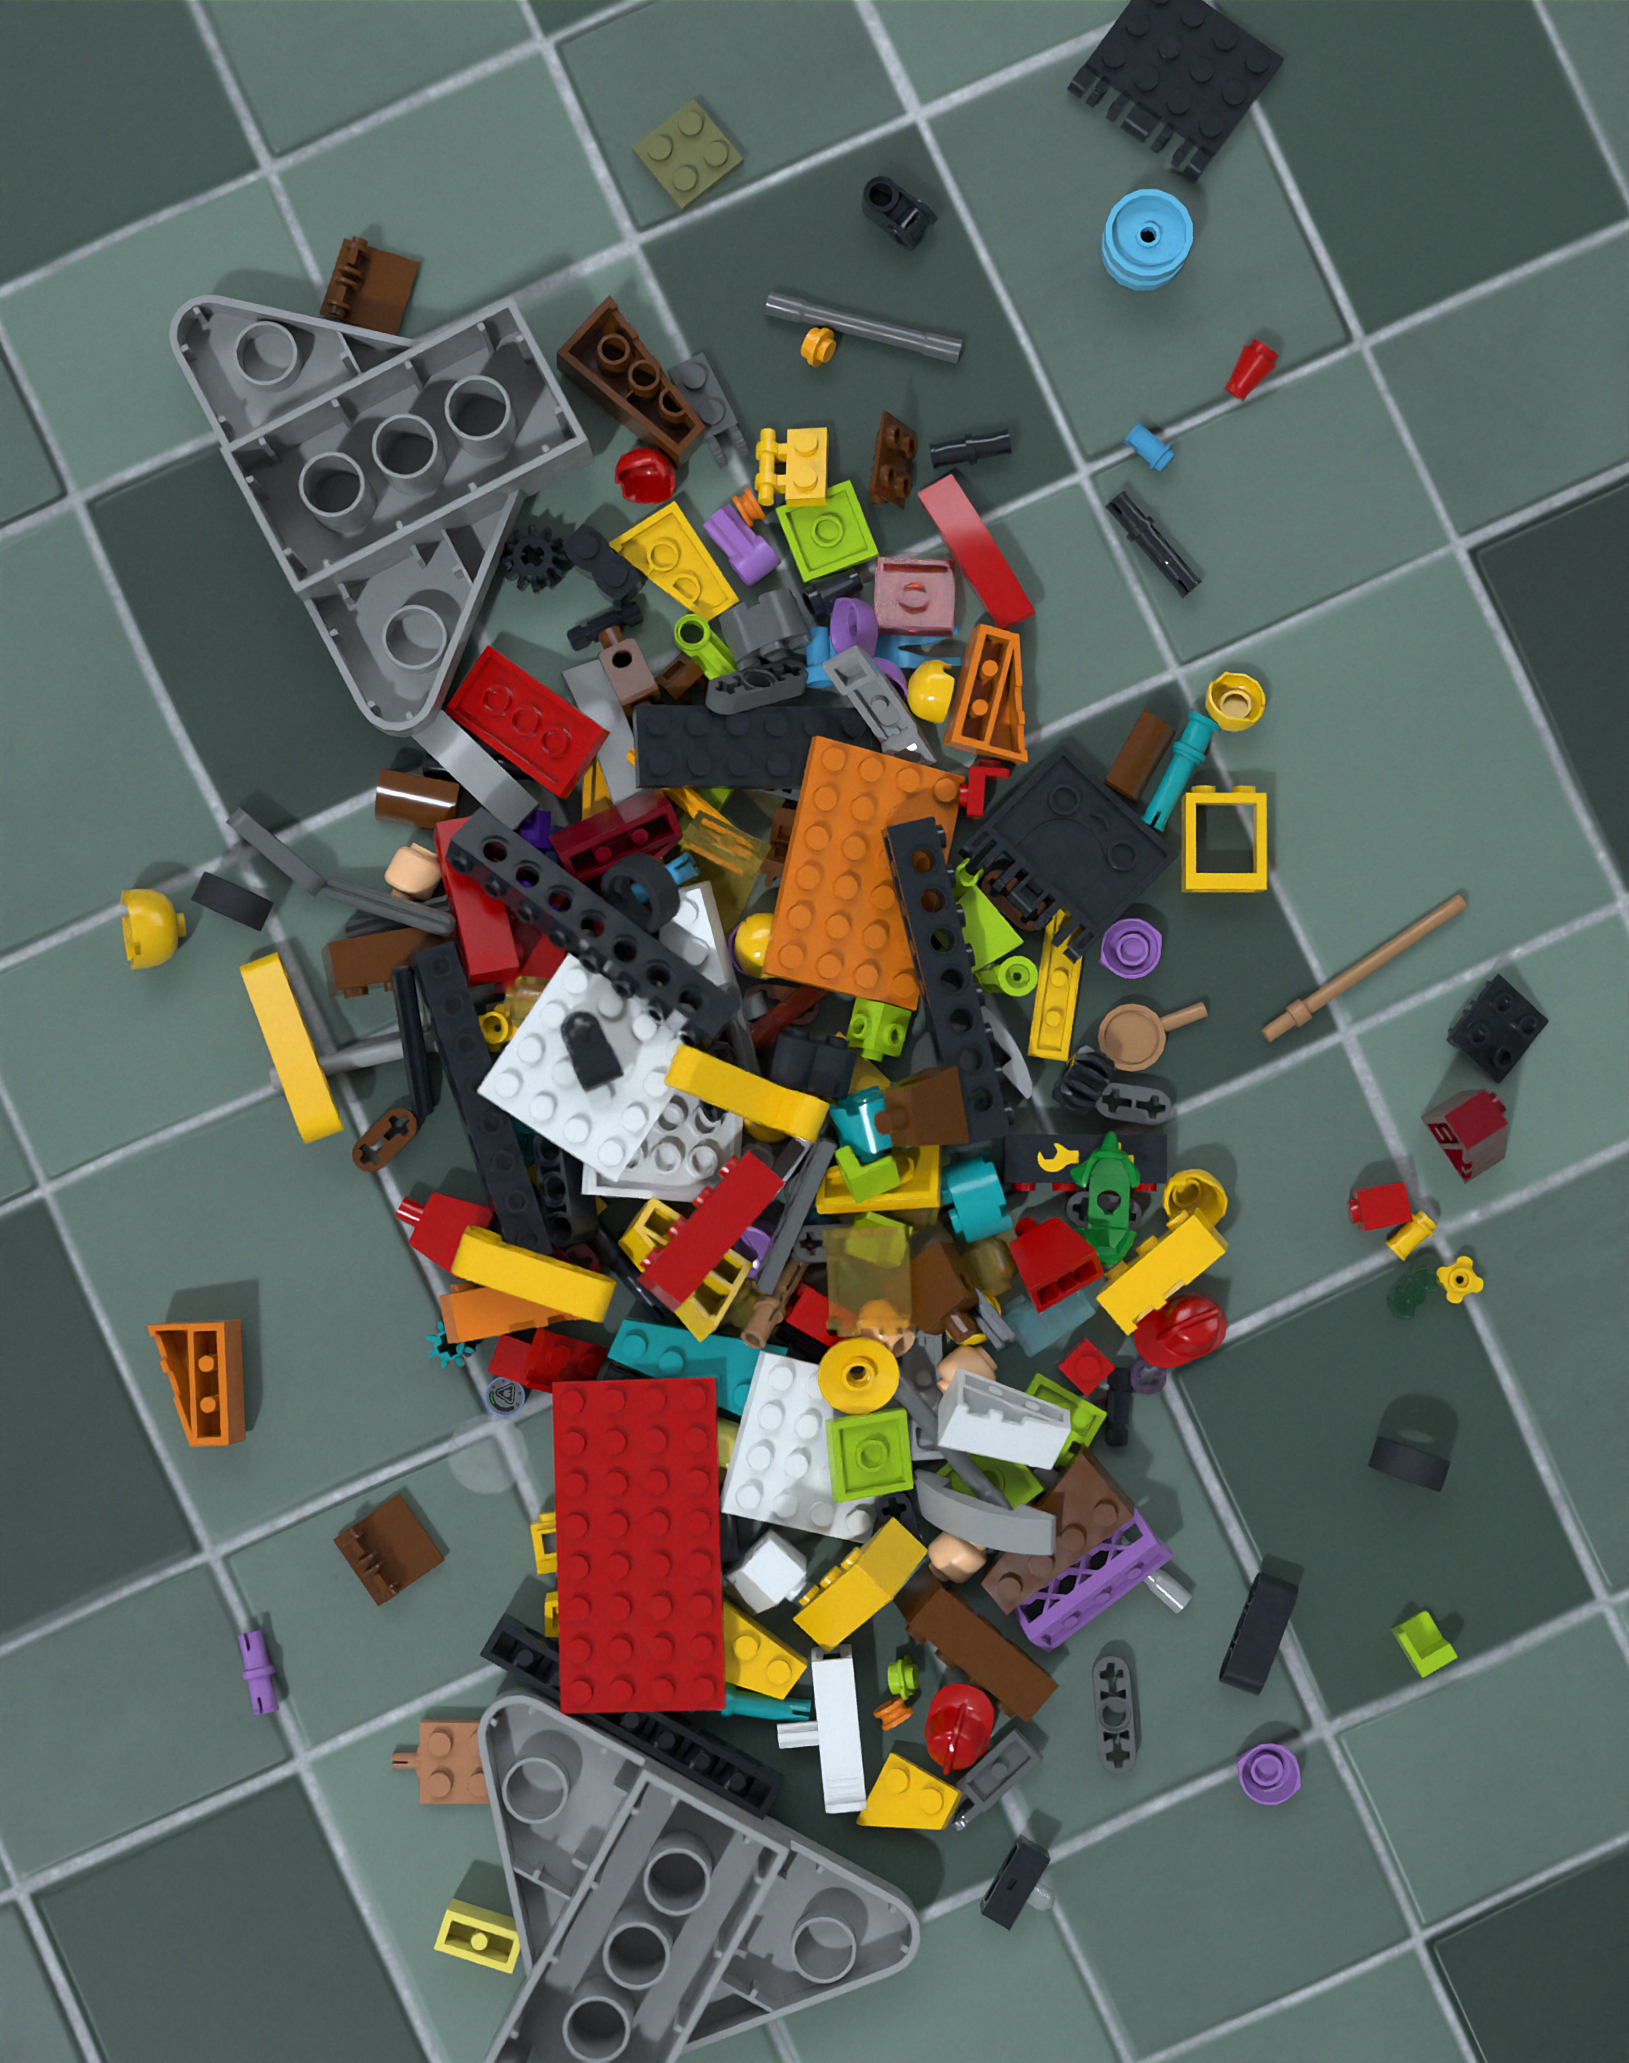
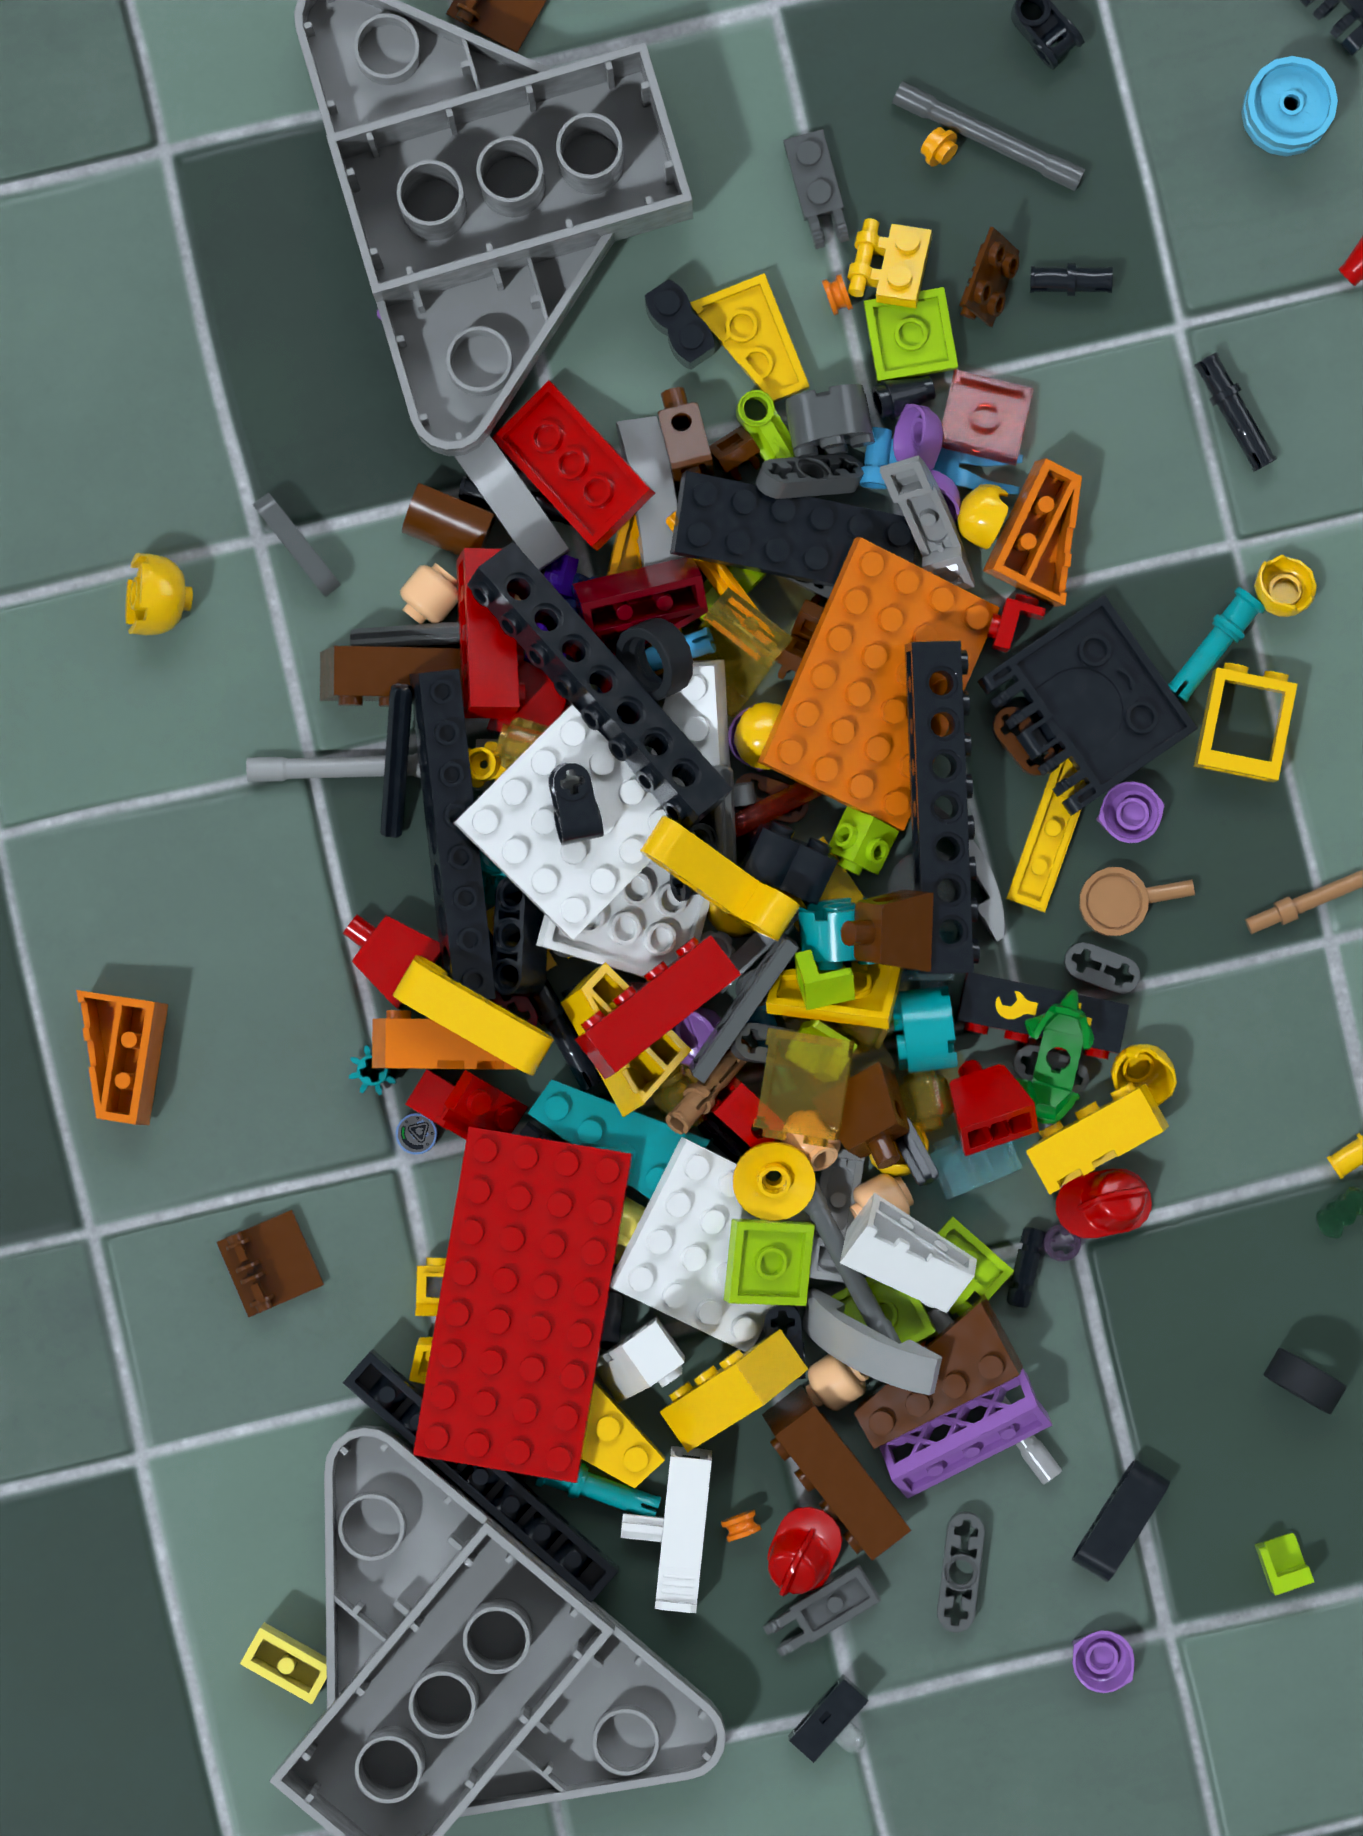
camera: 15 degrees right, 0 degrees up
(232, 901) = (244, 585): black tyre -> none
(258, 1672) = (116, 1358): medium lavender pin -> none
(291, 1048) = (274, 743): yellow beam -> none
(390, 906) = (400, 622): dark grey axle -> none
(392, 1147) = (354, 862): reddish brown beam -> none
(447, 1762) = (288, 1487): nougat plate -> none
(488, 1453) = (388, 1187): clear tile -> none
(530, 573) = (619, 291): black gear -> none
(581, 636) = (696, 378): black axle -> none
(629, 383) = (742, 146): reddish brown wedge -> none
(645, 476) = (740, 243): red hair -> none
(747, 553) = (826, 339): medium lavender piece -> none
(903, 1677) = (758, 1492): lime plate -> none
(909, 1798) = (739, 1613): yellow wing -> none
(976, 553) = (1055, 386): red slope -> none
(990, 939) = (992, 775): lime torso -> none
(1083, 1080) = (1056, 933): black gear -> none
(1085, 1365) = (1001, 1219): red brick -> none
(1139, 756) = (1178, 622): reddish brown brick -> none
(1150, 447) = (1251, 314): dark azure pin -> none
(1379, 1206) = (1327, 1119): red brick -> none

